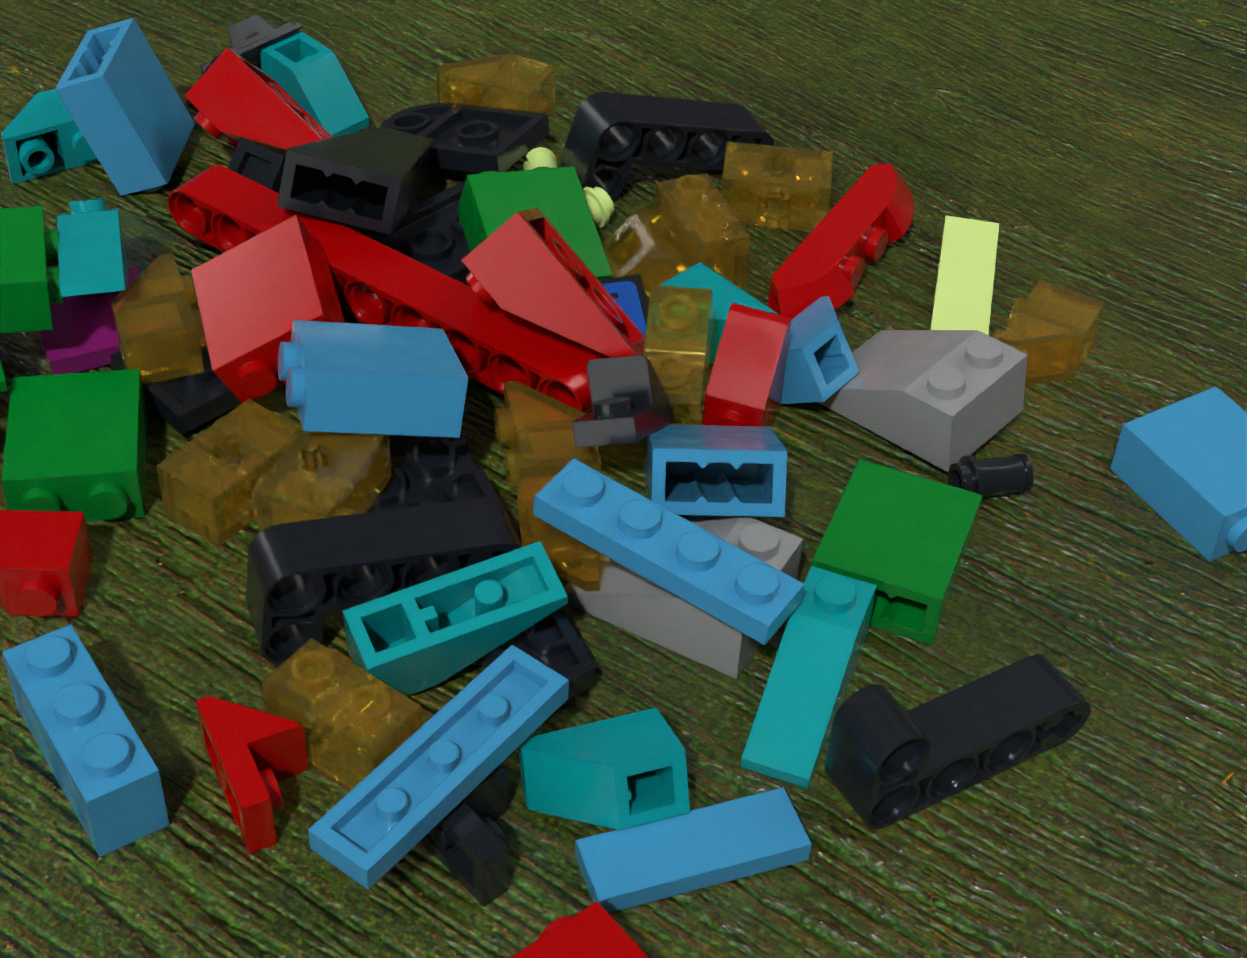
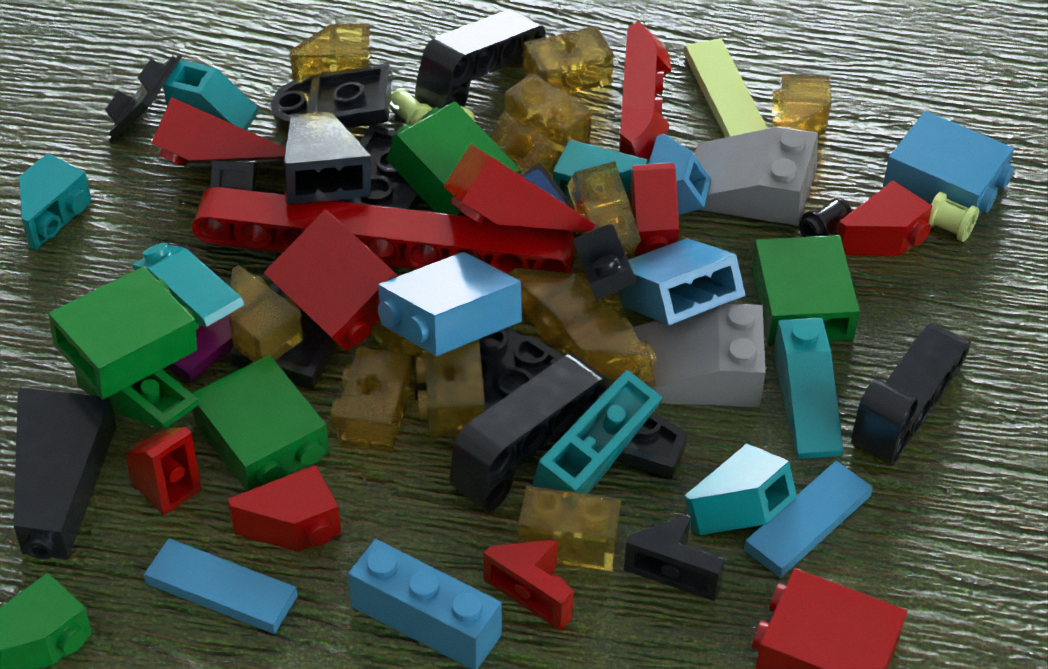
camera: 25 degrees left, 5 degrees up
(126, 107) = (103, 164): dark azure brick -> none
(437, 767) = (663, 528): dark azure plate -> none
(669, 550) = (701, 344): dark azure plate -> none
(1067, 509) = (886, 223): none -> red slope
(1177, 536) = (953, 216): none -> yellowish green bush

